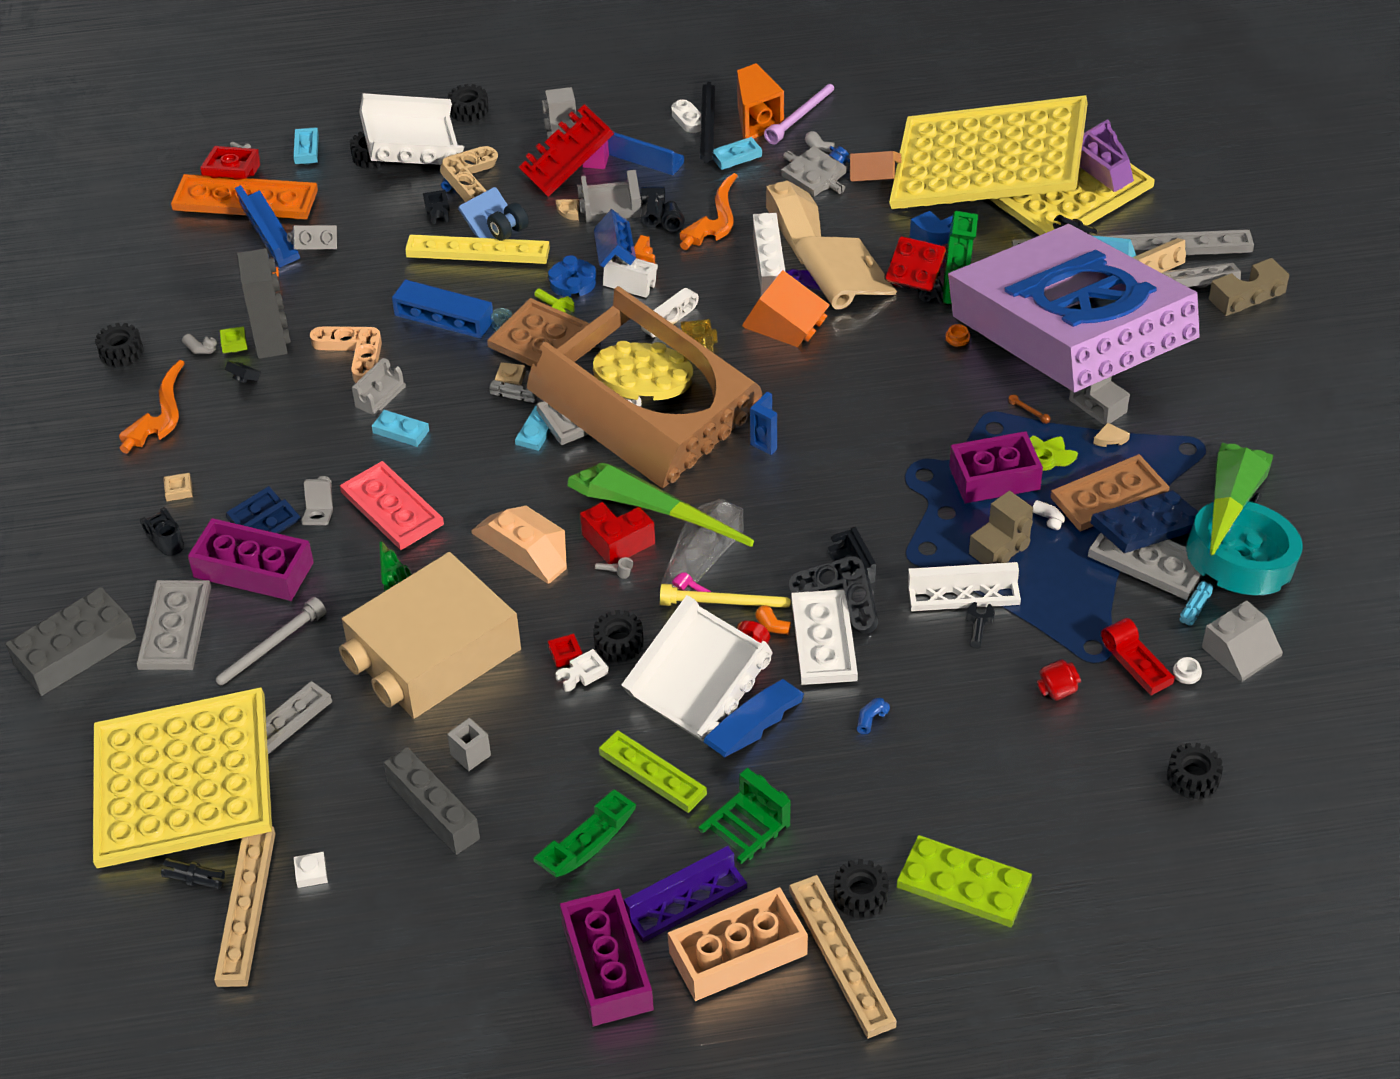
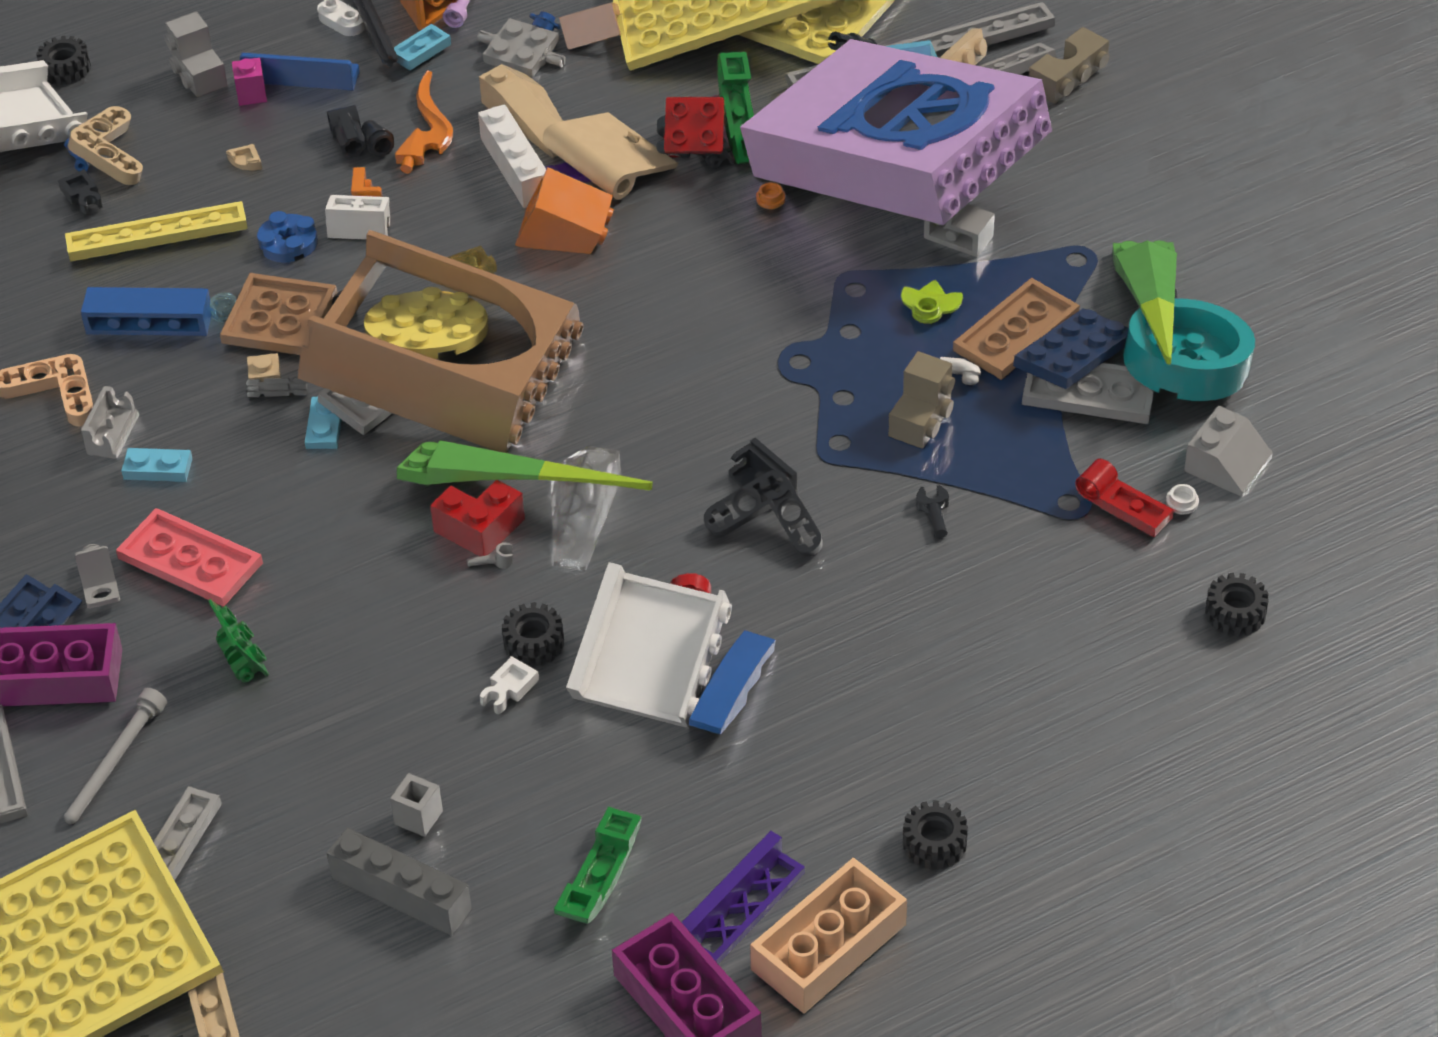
camera: 20 degrees left, 0 degrees up
(310, 869) = (286, 1003): white plate -> none
(429, 635) = (312, 693): tan brick -> none
(492, 217) = (160, 190): medium blue plate -> none
(526, 540) = (372, 555): light nougat wedge -> none
(560, 304) = (290, 270): lime bar -> none
(564, 649) = (476, 667): red plate -> none
(566, 150) = (218, 89): red hinge -> none
(600, 198) = (294, 135): light grey panel -> none
(614, 238) = (321, 180): blue panel -> none
(653, 771) = (642, 774): lime plate -> none
(671, 595) = (571, 571): light yellow piece -> none
(676, 307) = (432, 239): white beam -> none
(683, 580) = (583, 549): dark pink hand -> none
(758, 803) = (781, 775): green plate -> none
(763, 425) = (600, 351): blue panel -> none
(766, 617) = (693, 564): orange arm -> none
(813, 139) = (505, 11): light grey arm -> none
(823, 637) = (770, 571): white plate -> none
(842, 957) = (949, 915): tan plate -> none
(866, 714) = (855, 642): blue arm -> none
(930, 228) = (689, 81): blue brick -> none
(962, 581) = (897, 468): white fence -> none
(964, 881) = (1042, 793): lime plate -> none
(995, 466) = (881, 331): magenta brick -> none
(1014, 399) = (863, 253): dark orange hinge -> none
(1058, 680) = (1051, 547): red head -> none
(1111, 435) = (990, 265): tan tile -> none
(1196, 603) = (1159, 424): medium azure axle -> none

